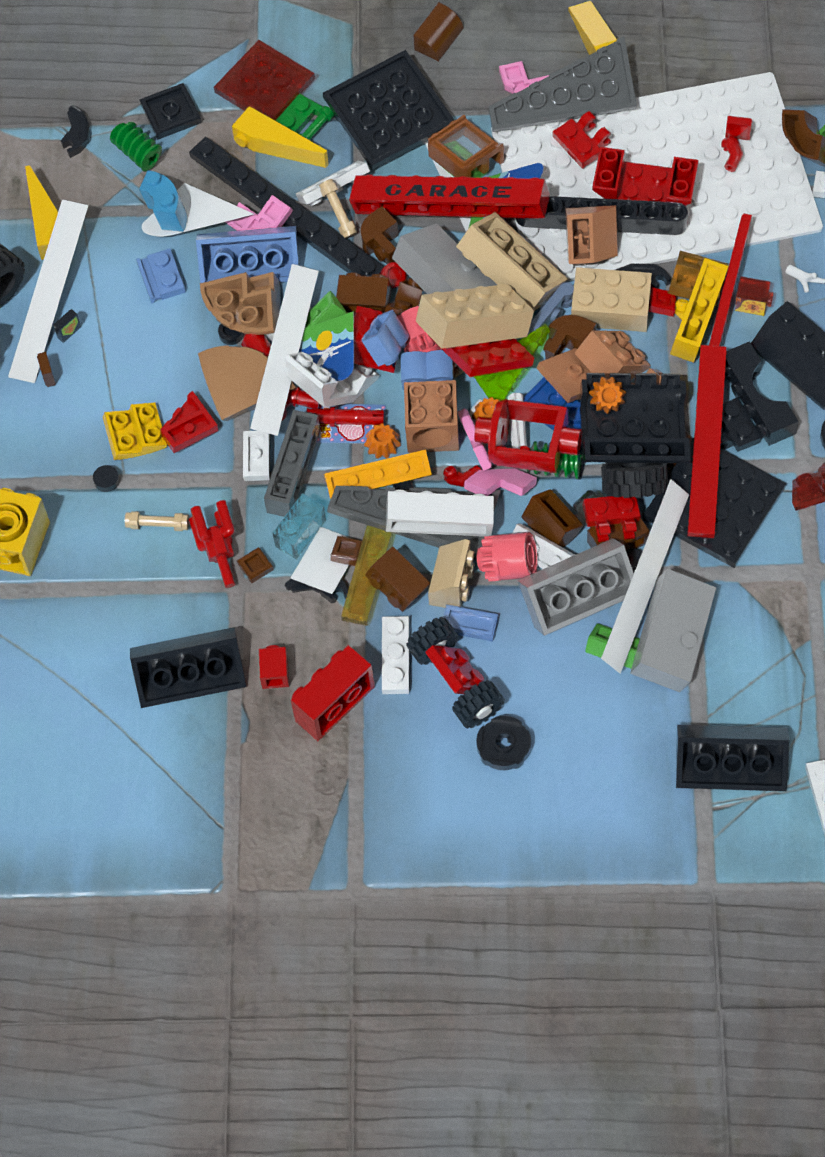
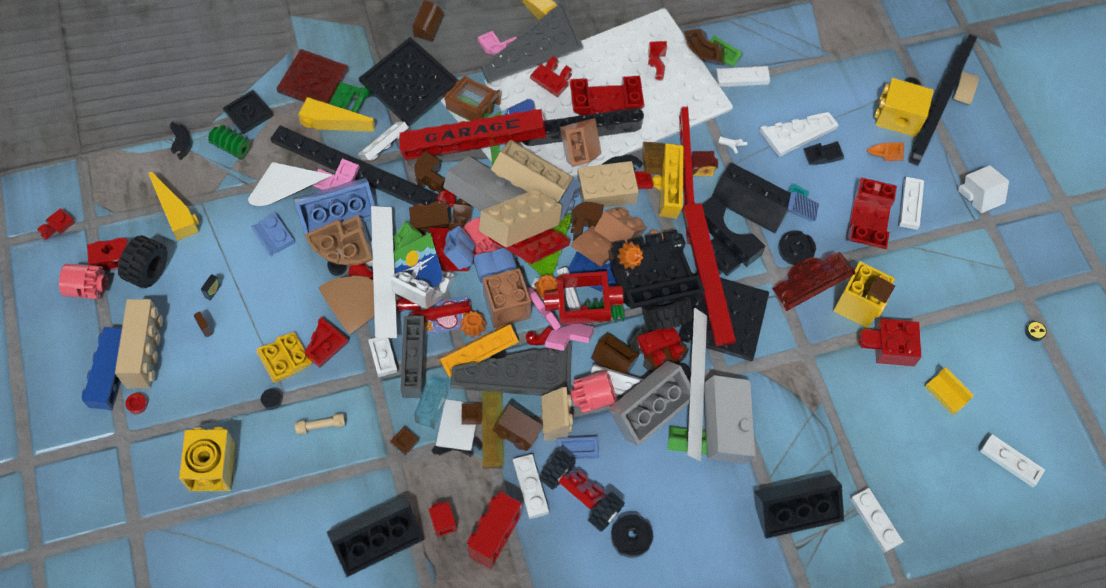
camera: 25 degrees left, 0 degrees up
(48, 290) = (189, 265): white sticker -> none
(164, 201) = (261, 176): dark azure brick -> none
(215, 539) = (370, 428): red plant -> none
(329, 189) = (383, 145): tan bar -> none
(439, 513) = (535, 370): white brick -> none

